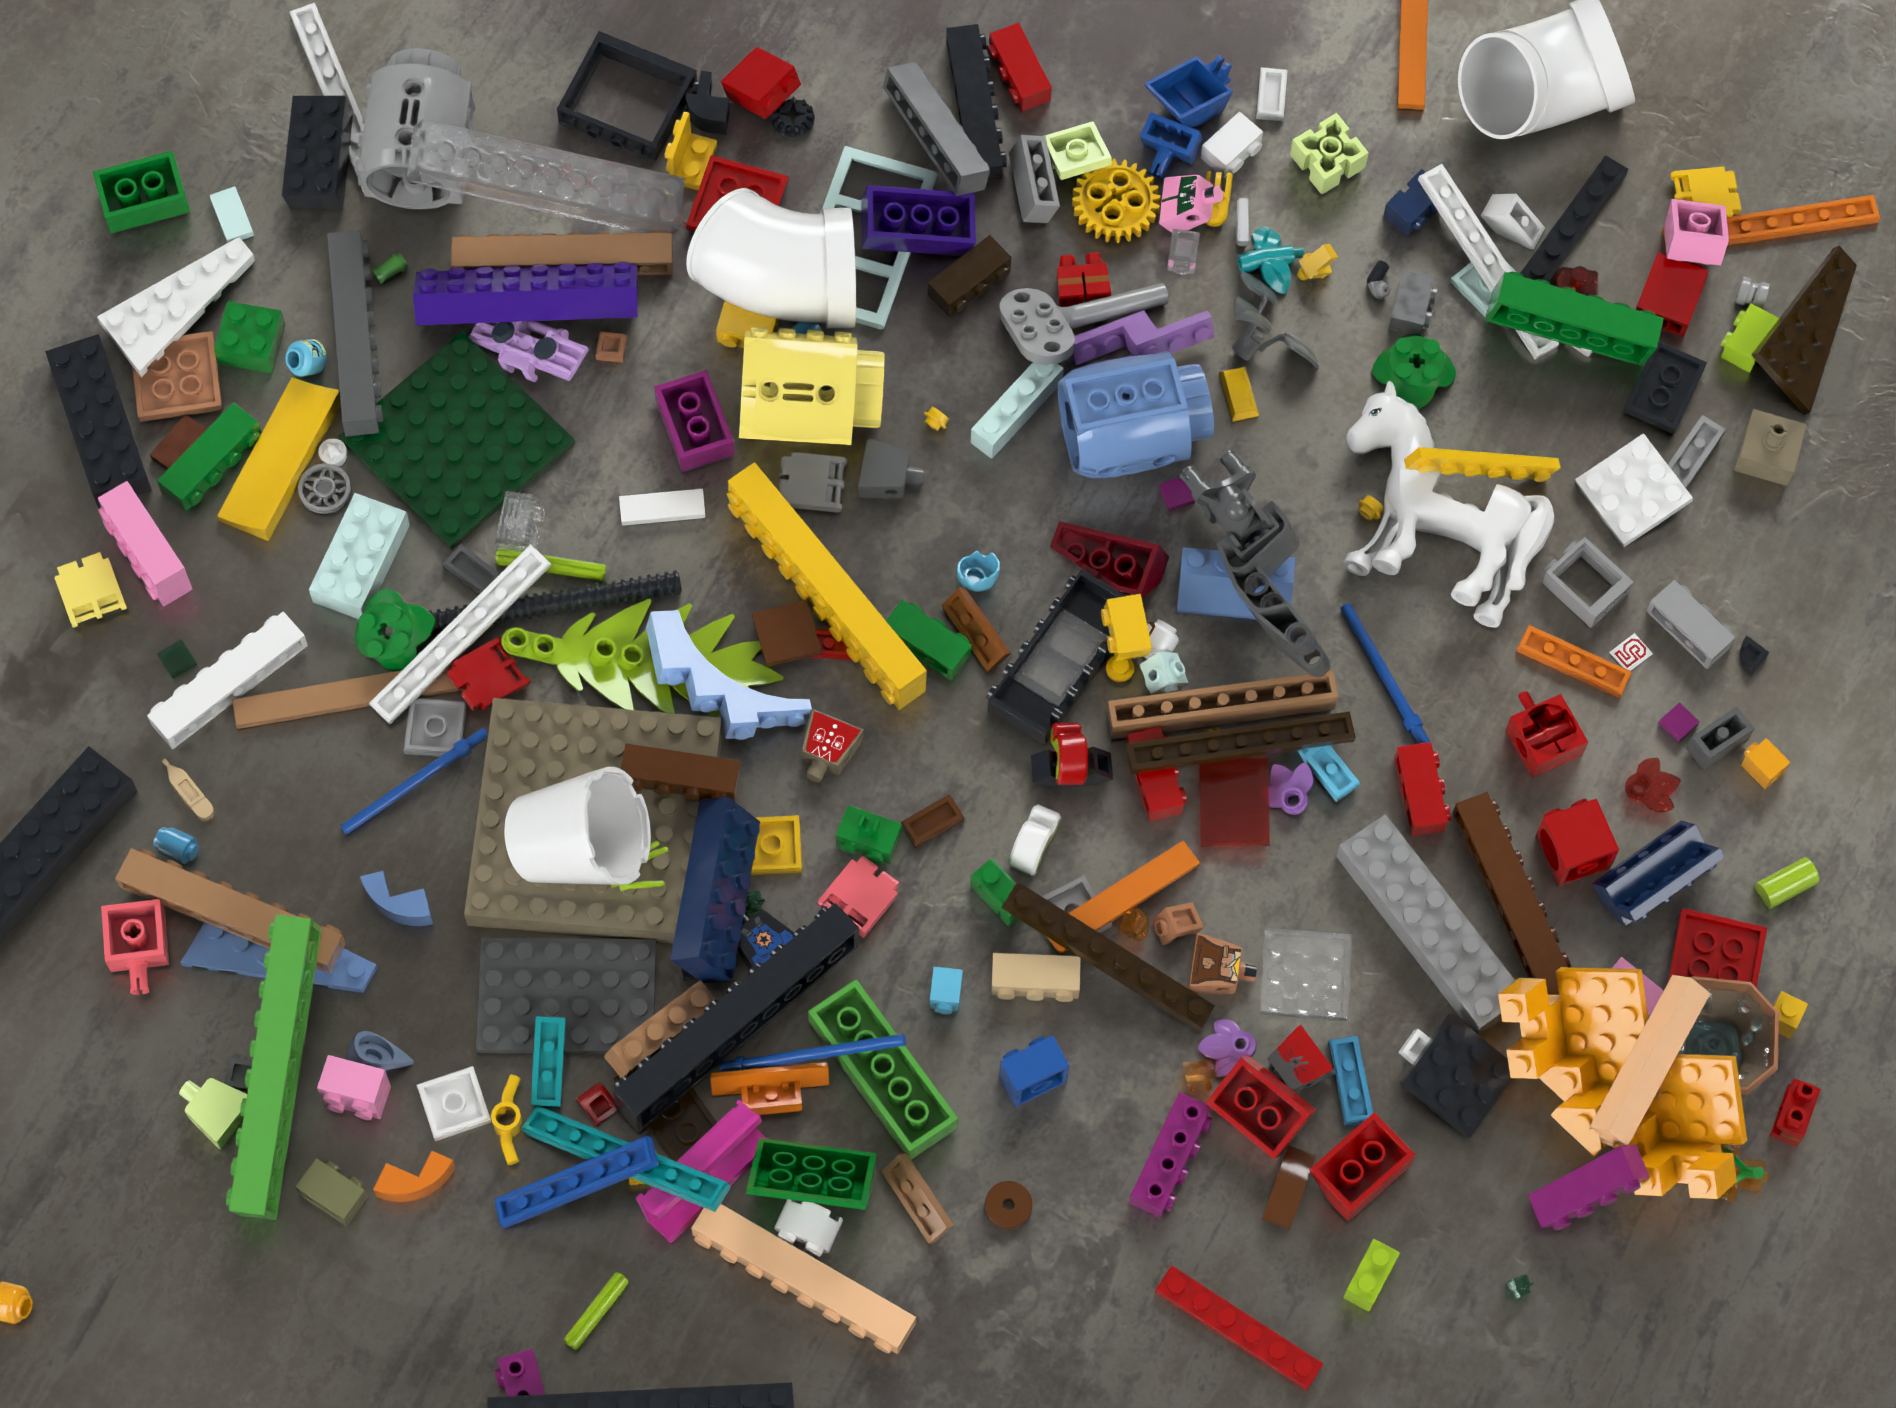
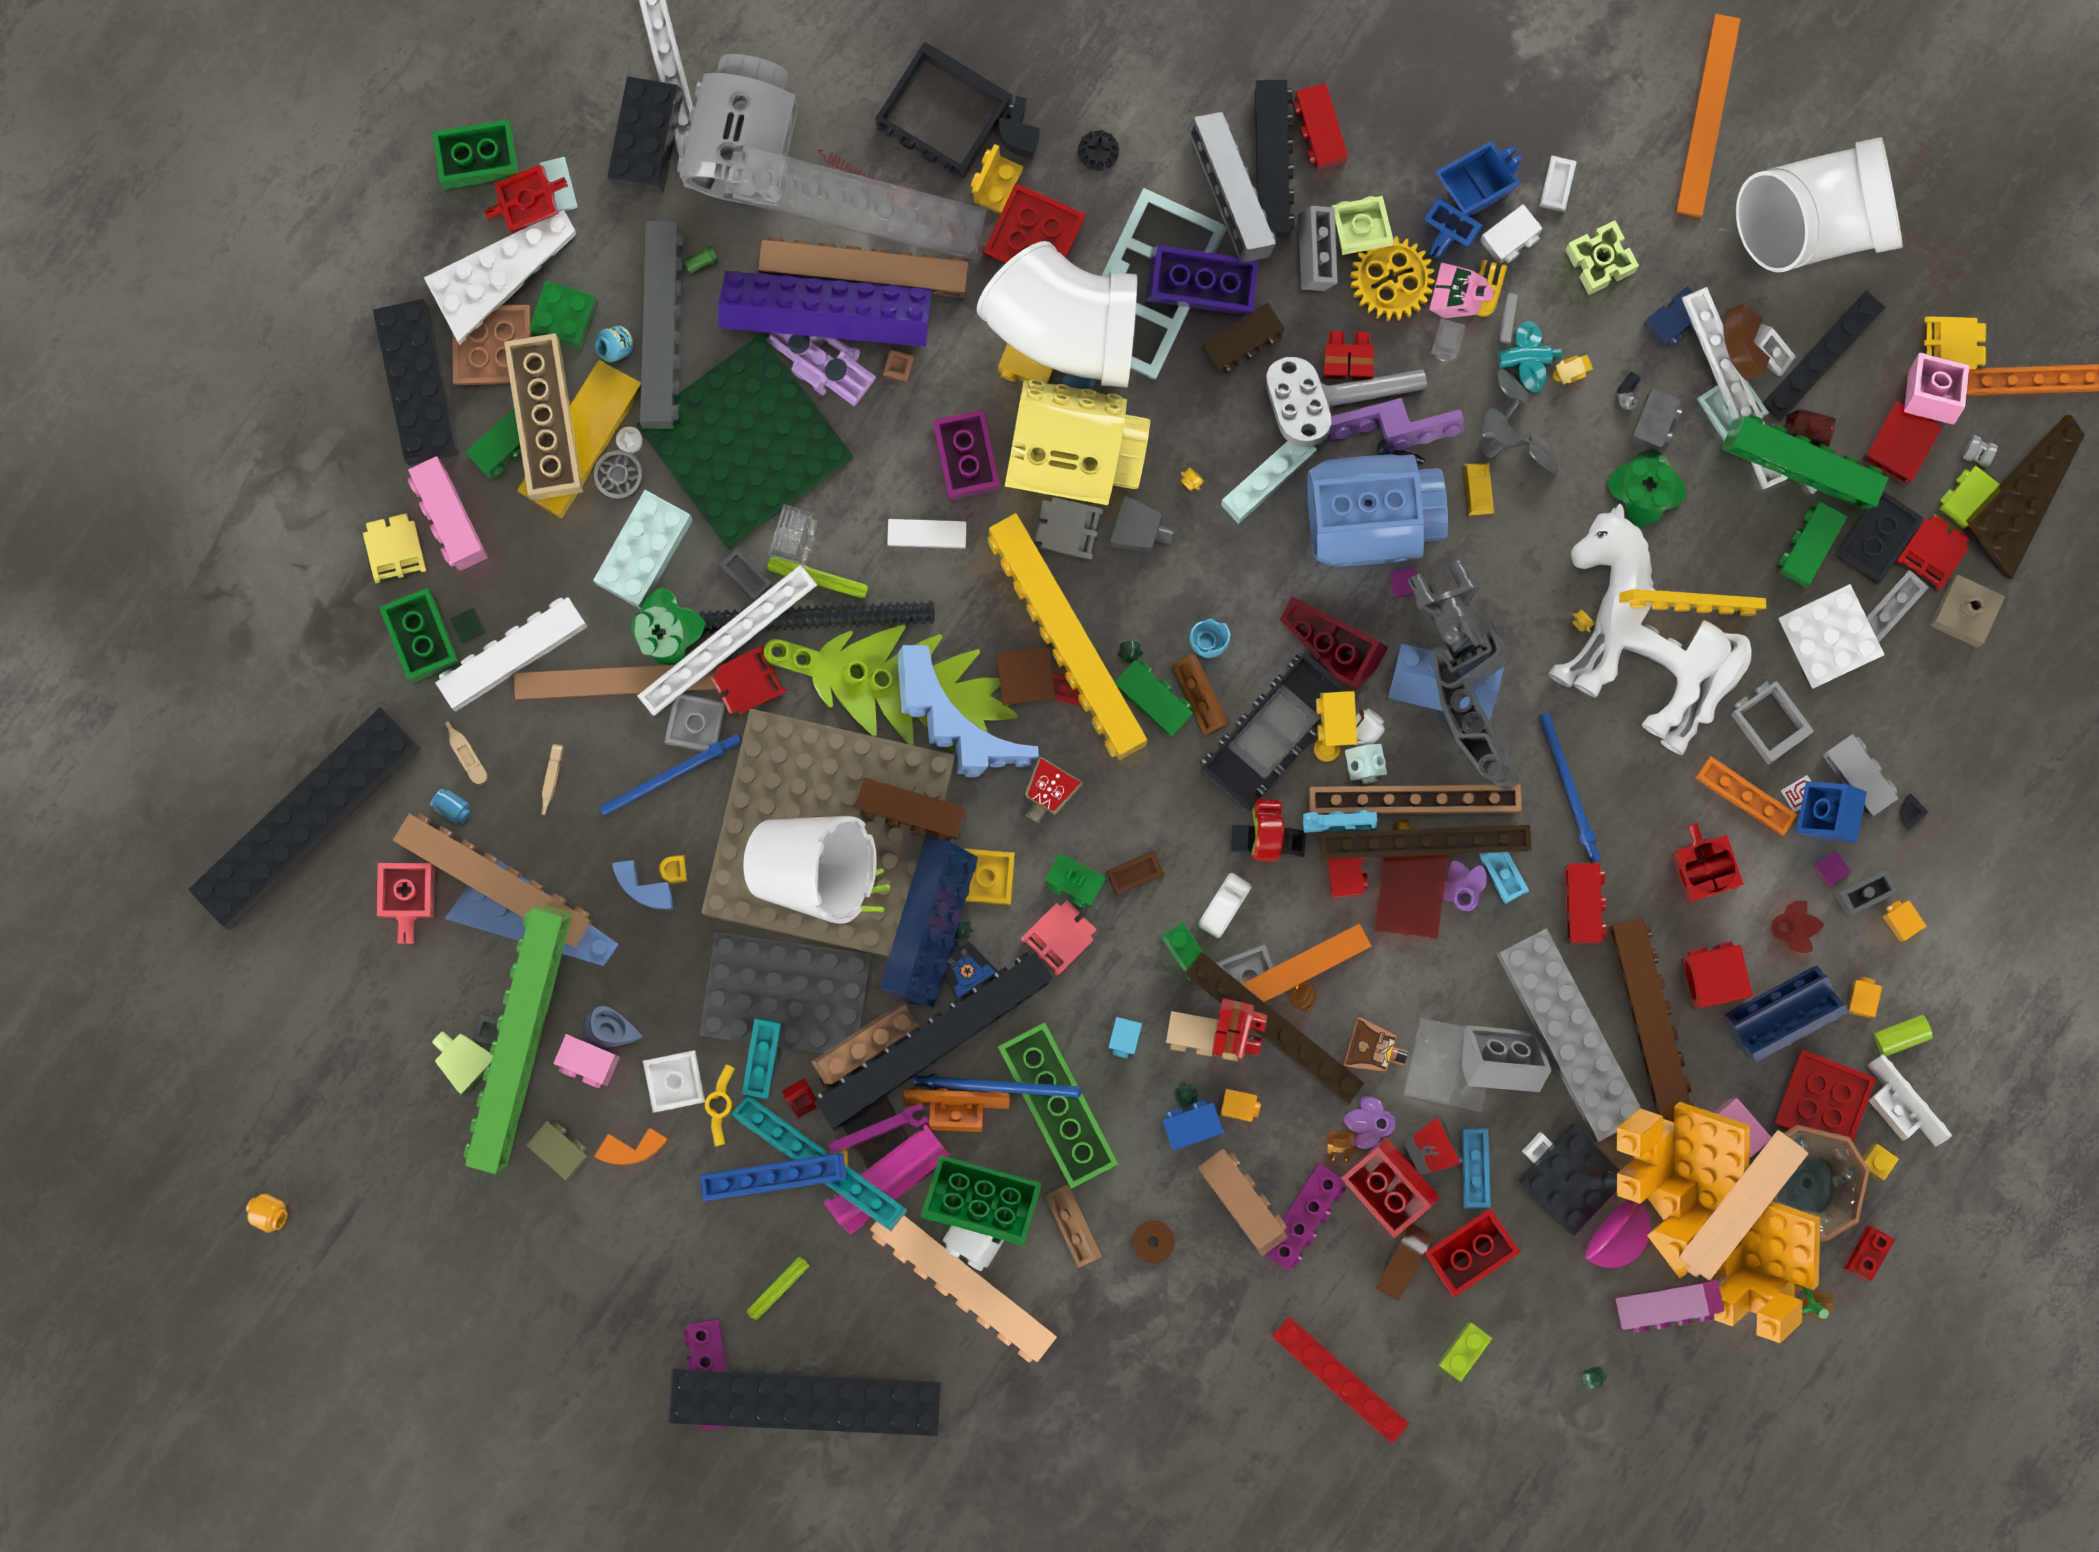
camera: 10 degrees right, 15 degrees up
(125, 670) = (419, 635): none -> green brick
(177, 441) = (488, 412): copper tile -> none
(198, 228) = (526, 198): none -> red plate
(238, 430) = (543, 416): none -> tan brick
(284, 800) = (551, 776): none -> tan piece
(430, 879) = (673, 869): none -> yellow tile
(690, 1114) = (879, 1129): none -> magenta tile
(761, 82) = (1072, 115): red brick -> none
(894, 594) = (1130, 651): none -> clear green plate
(1020, 1039) = (1186, 1094): none -> clear green plate
(1064, 953) = (1234, 1027): none -> red hips
(1083, 1045) = (1240, 1105): none -> light orange brick
(1102, 1143) = (1243, 1202): none -> medium nougat brick
(1146, 730) = (1340, 822): none -> medium azure hinge
(1177, 922) = (1342, 1001): nougat bracket -> none
(1363, 957) = (1504, 1059): none -> light grey slope
(1483, 202) = (1739, 333): none -> reddish brown brick
(1521, 1130) = (1620, 1236): none -> dark pink piece
(1595, 402) = (1811, 544): none -> green brick
(1667, 658) = (1831, 811): none -> blue brick
(1724, 394) = (1935, 550): none -> red plate
(1737, 847) = (1863, 997): none -> light orange brick
(1802, 952) = (1902, 1105): none -> white bracket

